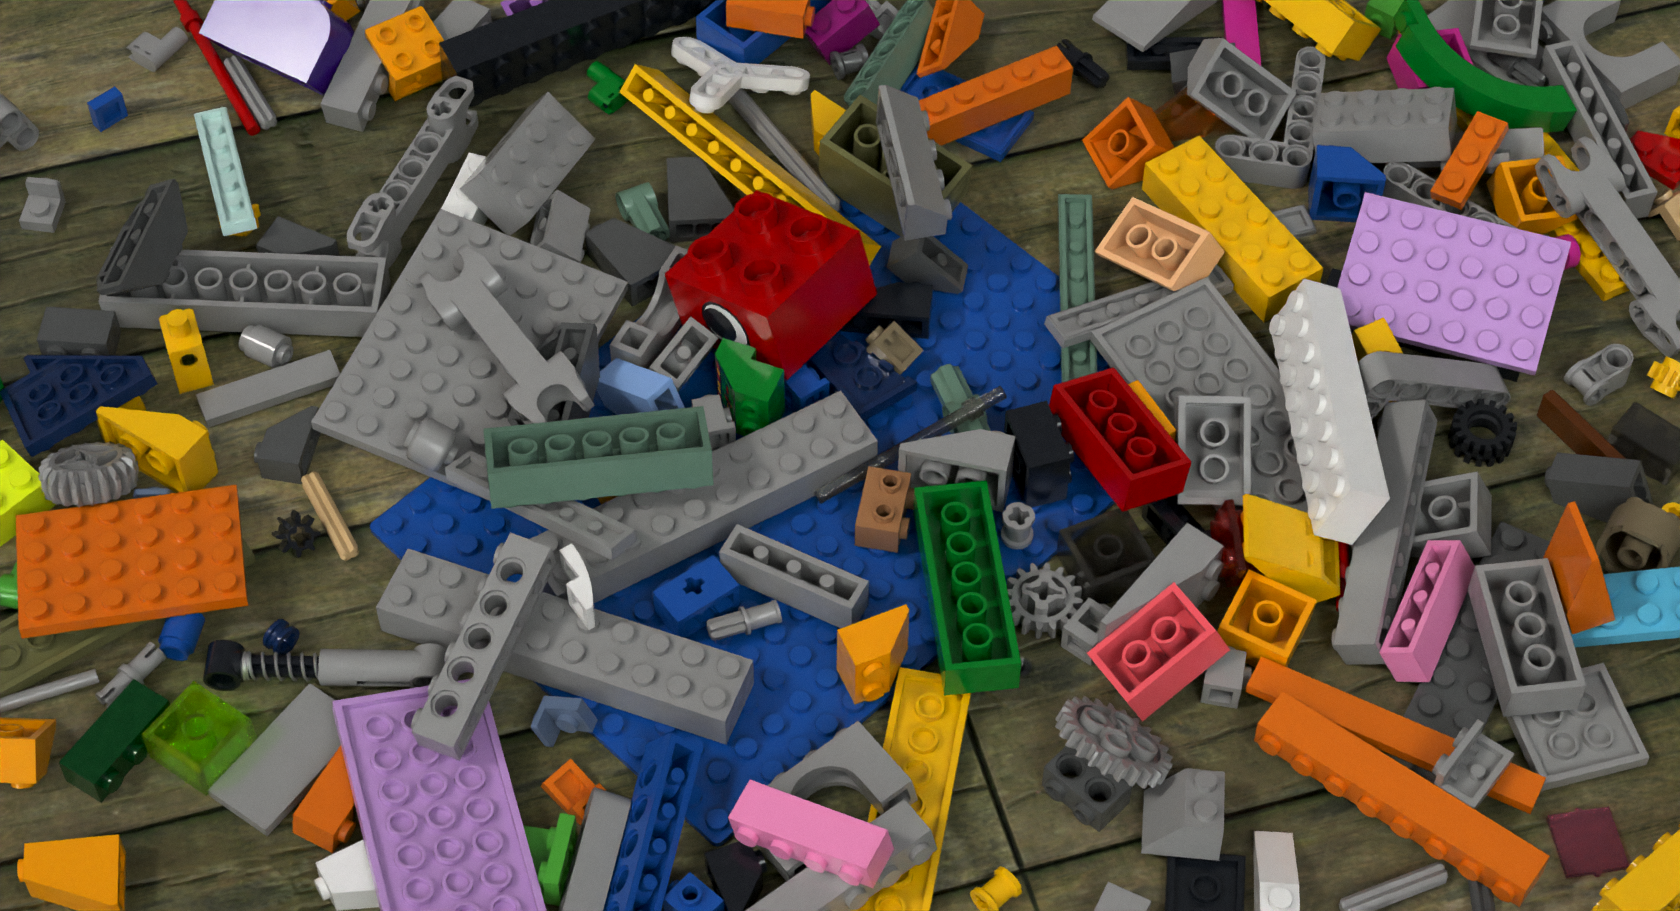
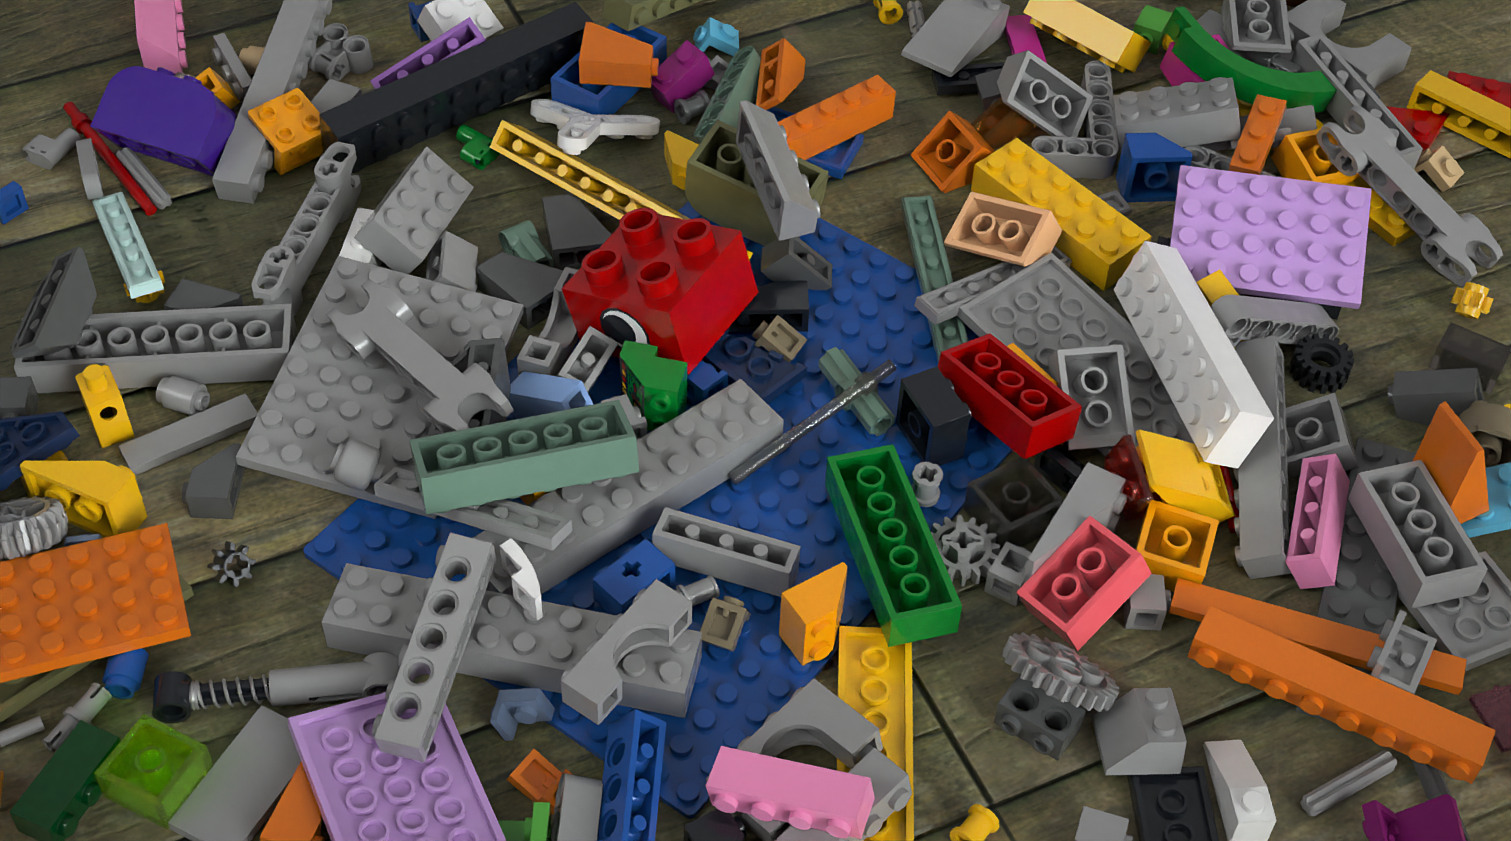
camera: 10 degrees left, 5 degrees down
(194, 77) = (89, 169): none -> light grey beam
(281, 637) = (227, 663): dark blue bush -> none
(330, 516) = (263, 545): tan axle -> none
(703, 642) = (653, 619): none -> light grey arch
(780, 651) = (724, 622): none -> dark tan bracket
(782, 147) = (640, 178): light grey axle -> none
(883, 509) = (798, 482): medium nougat brick -> none
(962, 459) = (860, 428): light grey slope -> none
(1084, 65) = (905, 96): black axle -> none
(1573, 428) = (1399, 350): reddish brown tile -> none
(1601, 373) = (1411, 302): light grey piece -> none

